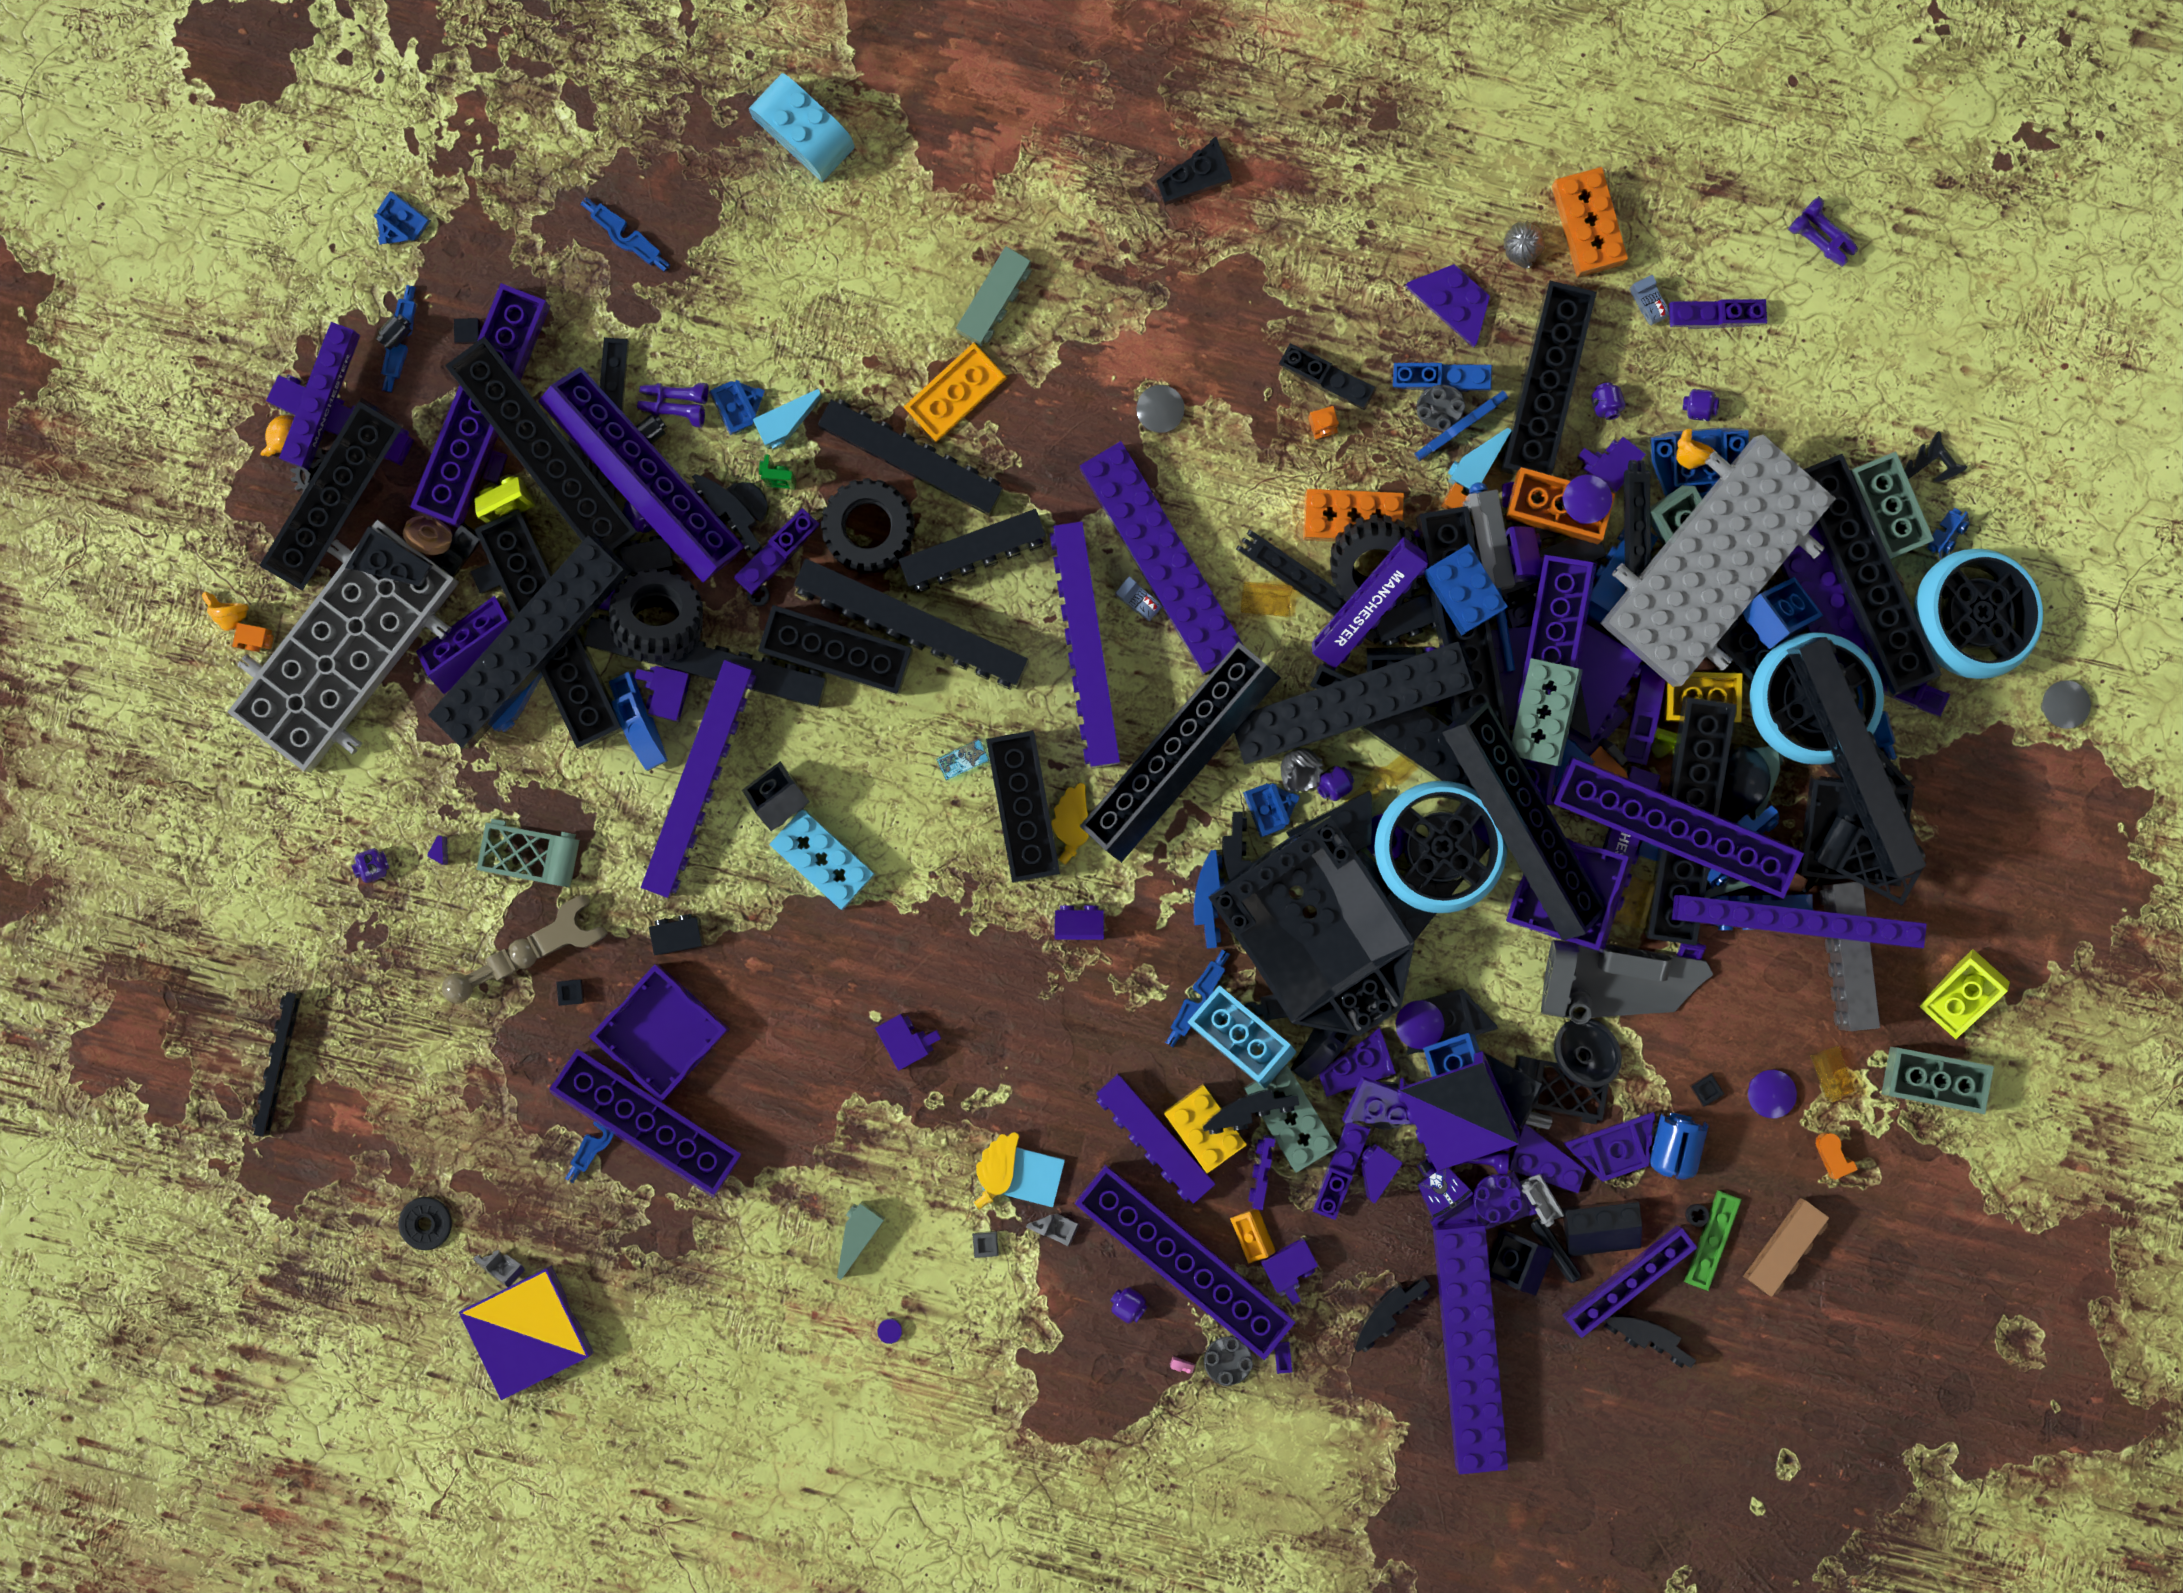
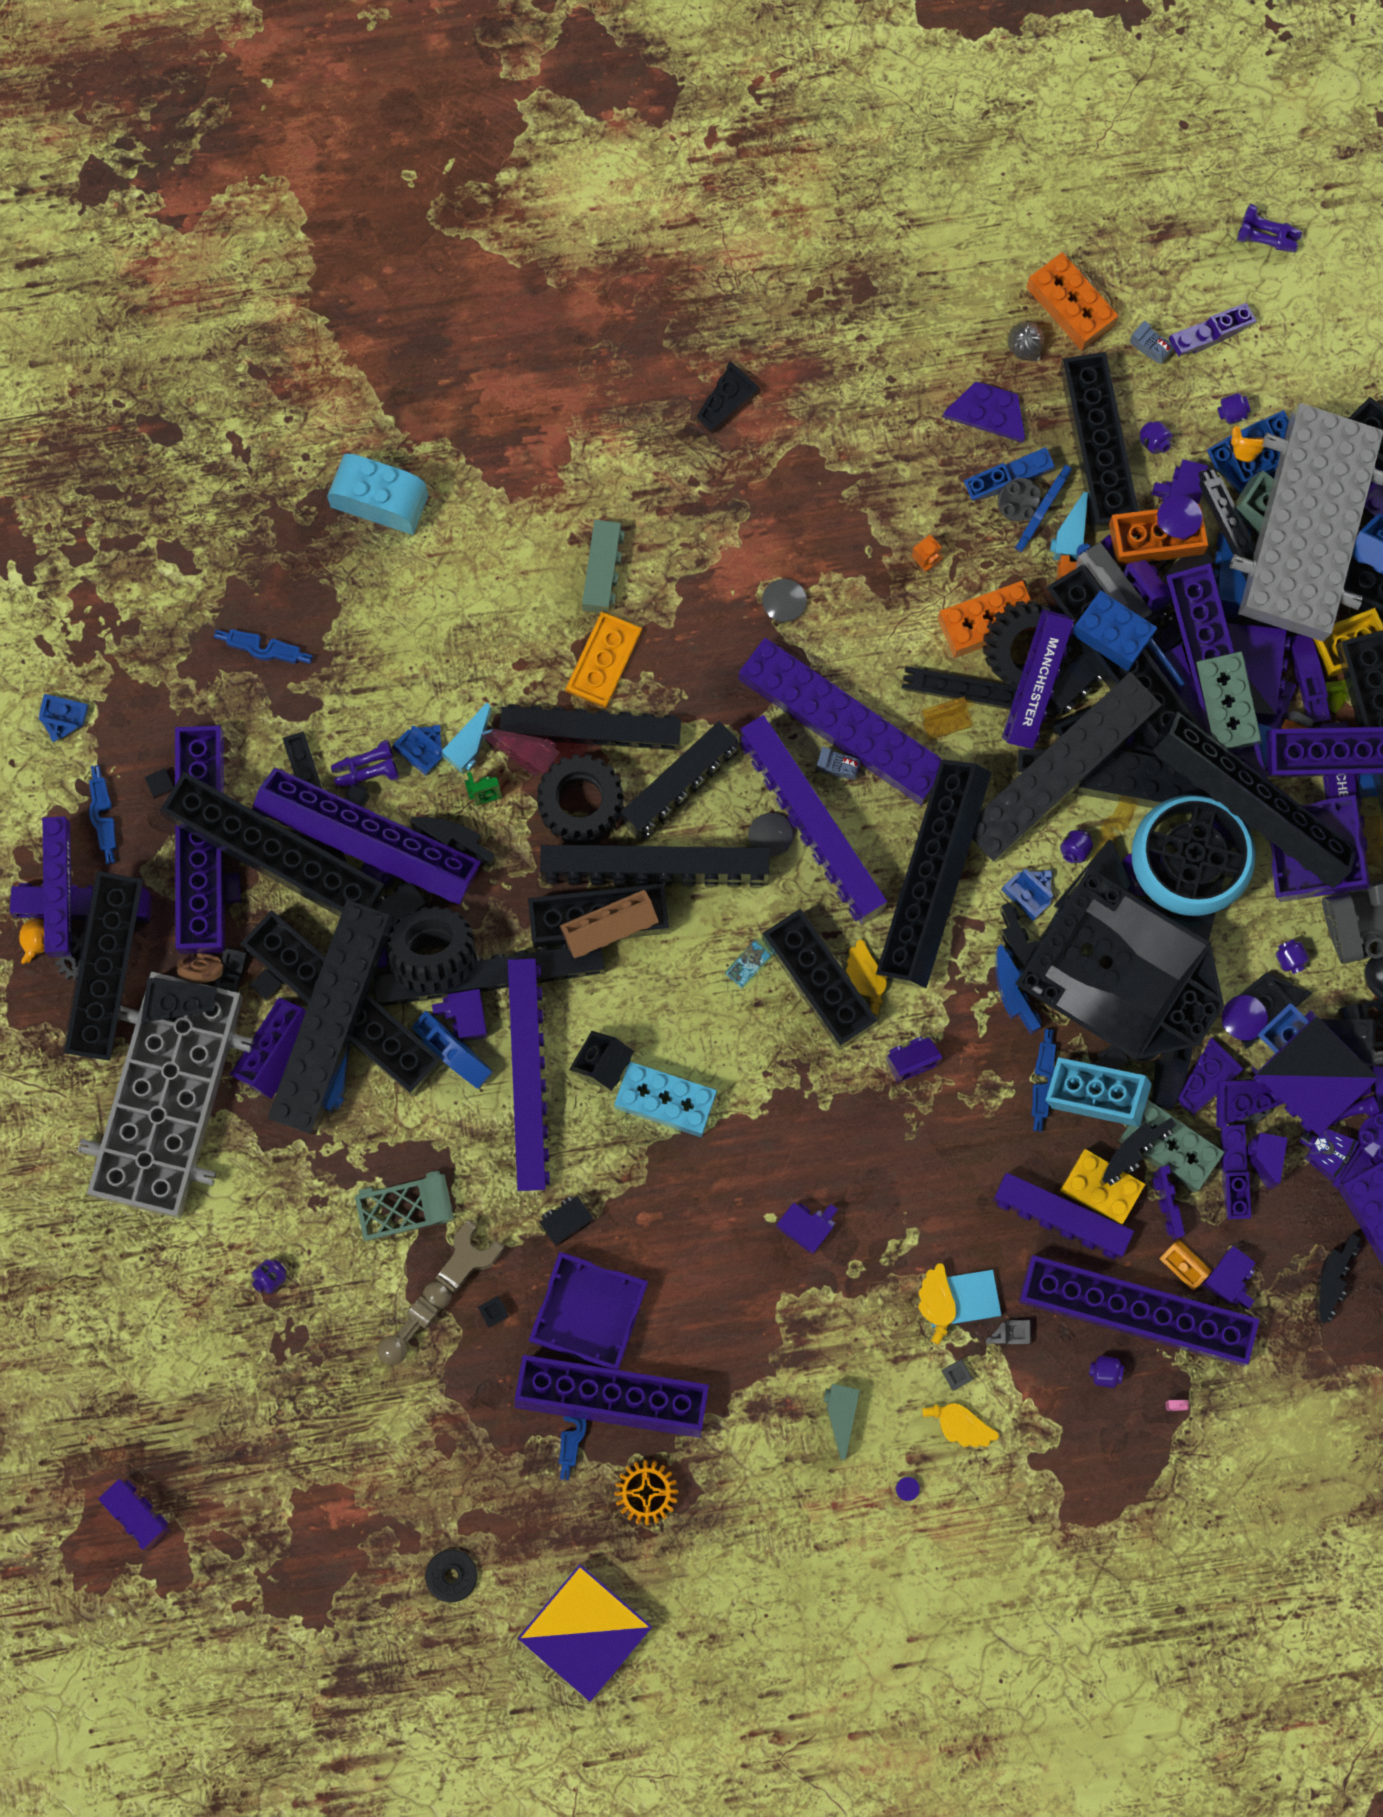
camera: 25 degrees left, 10 degrees down
(151, 1037) = (135, 1514): none -> dark purple wedge
(225, 614) = (49, 1113): light orange hat -> none
(252, 637) = (80, 1122): orange brick -> none
(274, 1073) = (258, 1499): black plate -> none
(394, 331) = (97, 808): black brick -> none
(439, 850) = (323, 1237): dark purple slope -> none
(501, 1267) = (537, 1584): flat silver slope -> none
(503, 499) = (254, 908): neon yellow slope -> none
(650, 1229) = (630, 1493): none -> light orange gear
(751, 498) = (469, 818): black plate -> none
(764, 600) = (503, 897): black bush -> none
(777, 551) = (510, 854): dark purple slope -> none
(837, 456) = (527, 751): none -> clear pink slope
(837, 667) = (609, 924): none -> medium nougat brick
(968, 1293) = (961, 1425): none -> yellow animal
(1041, 640) = (771, 832): none -> dark grey dish
(1228, 1361) = (1215, 1383): dark grey dish -> none
(1283, 1358) = (1262, 1361): dark purple piece -> none
(1301, 770) = (1043, 846): flat silver hair -> none
(1327, 377) = (913, 516): black slope -> none
(1496, 983) = (1292, 956): none -> dark purple head

